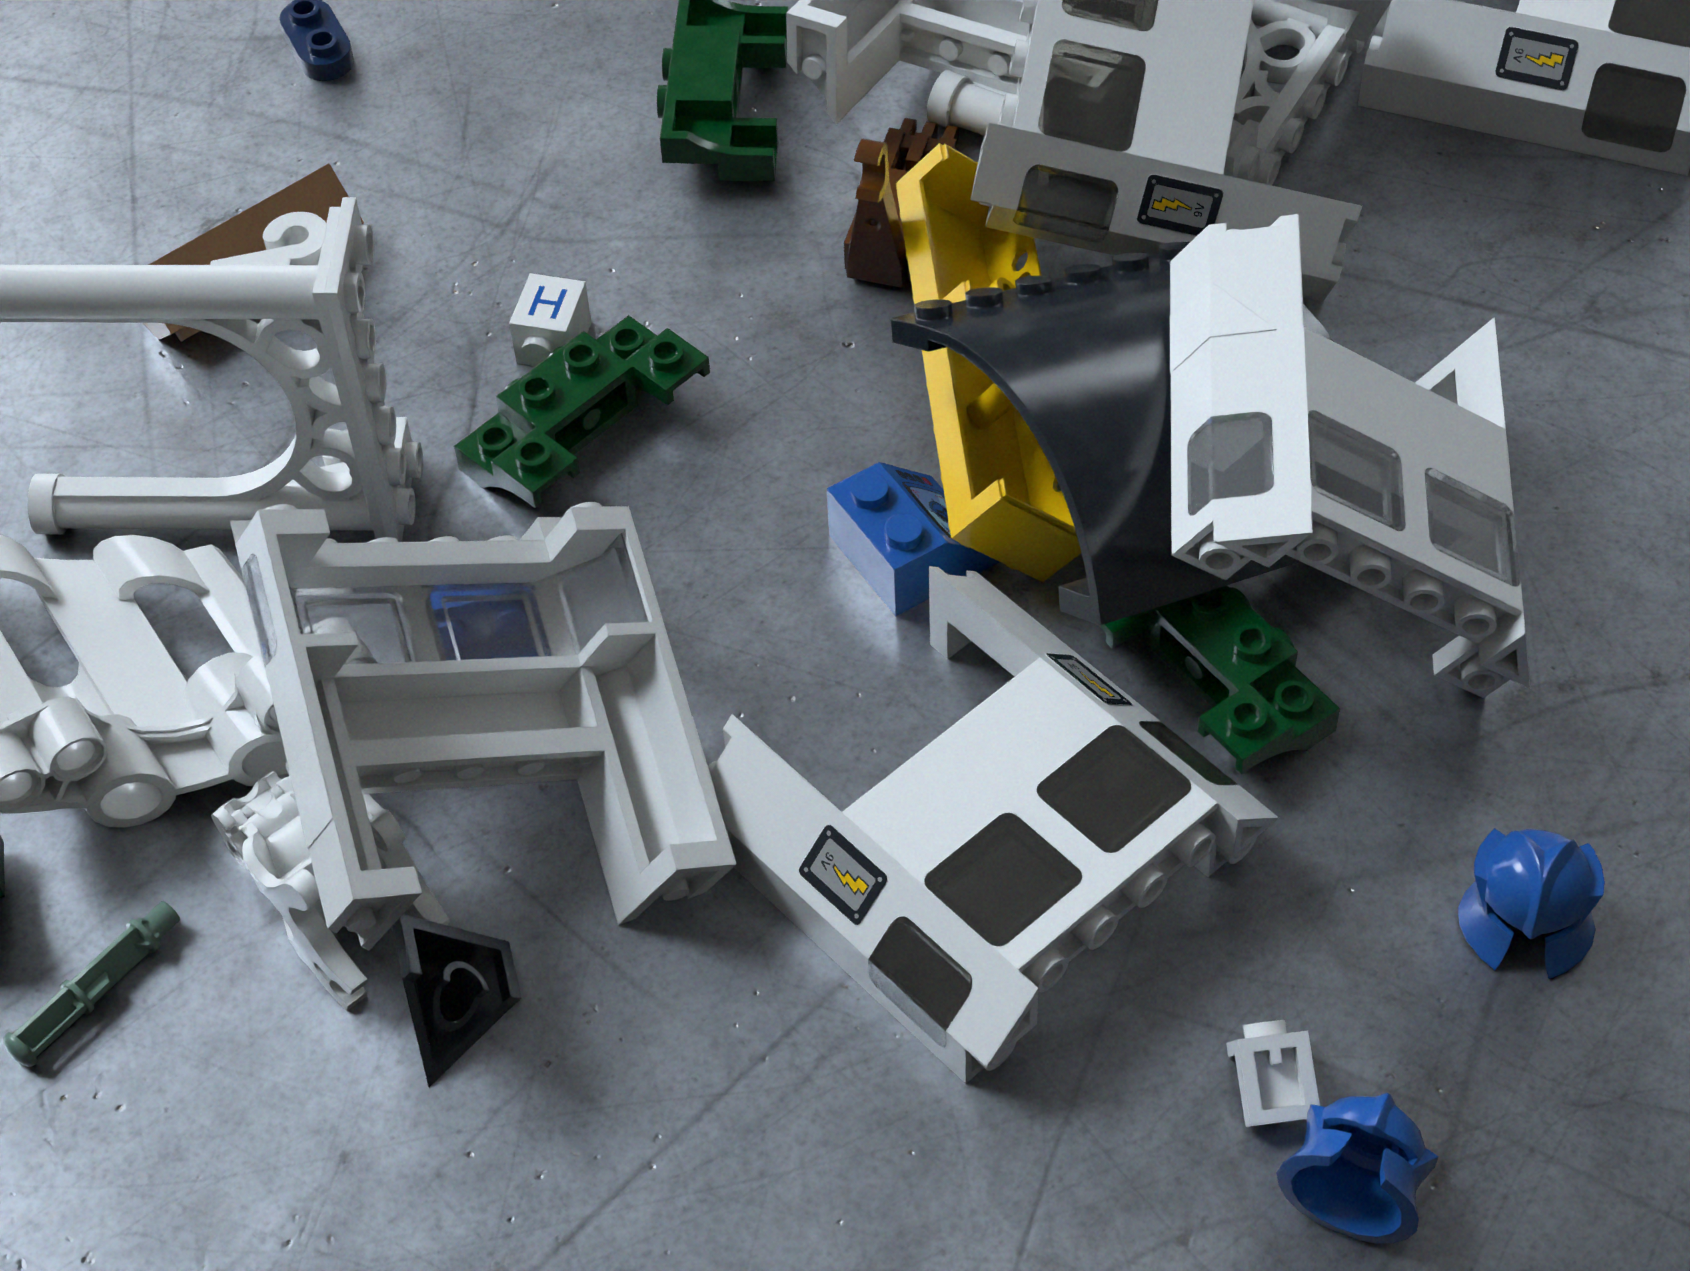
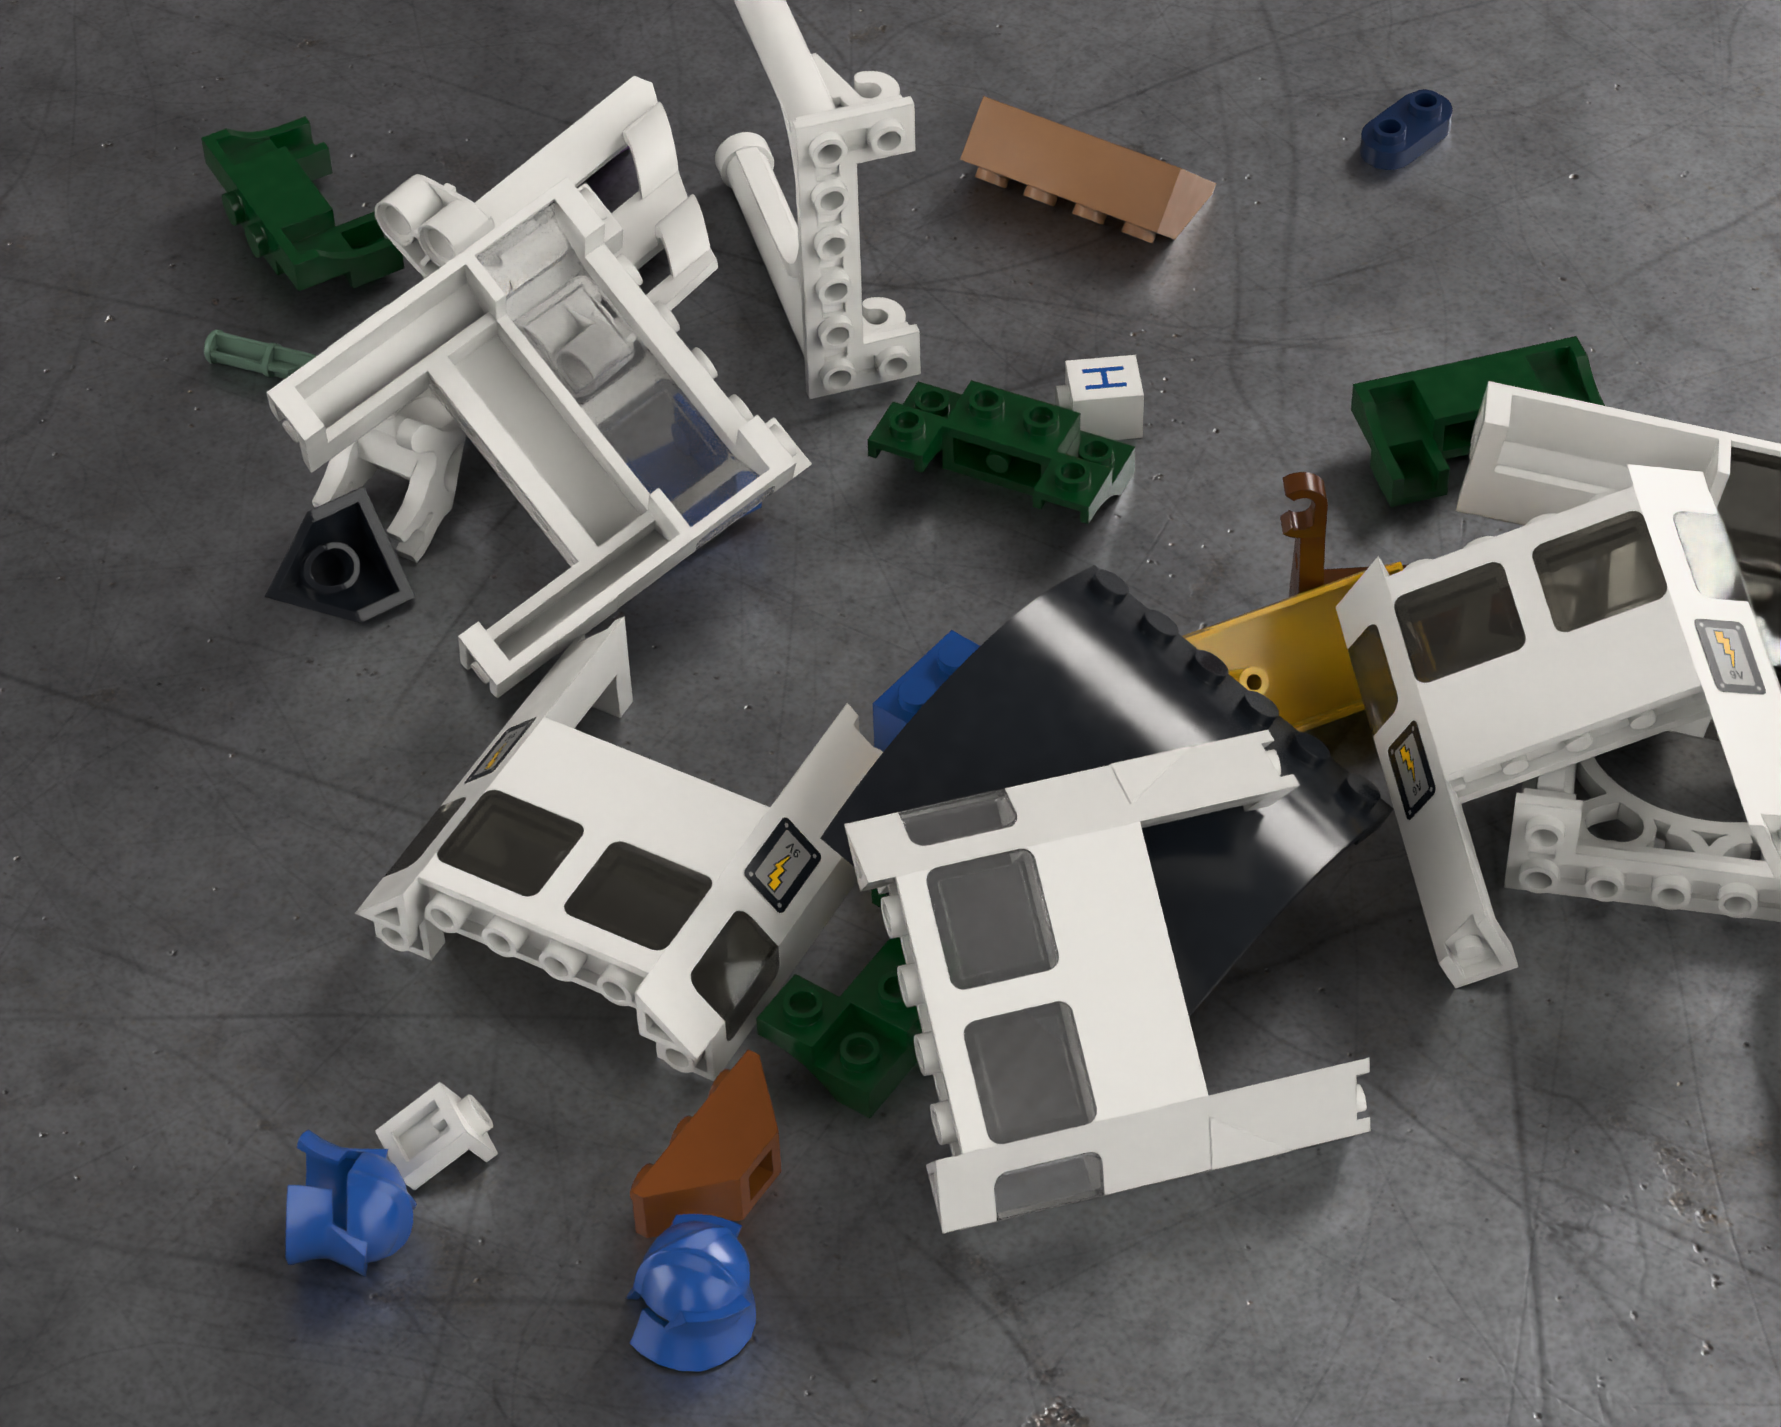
camera: 70 degrees right, 5 degrees down
(1367, 838) = (715, 1159): none -> dark orange slope

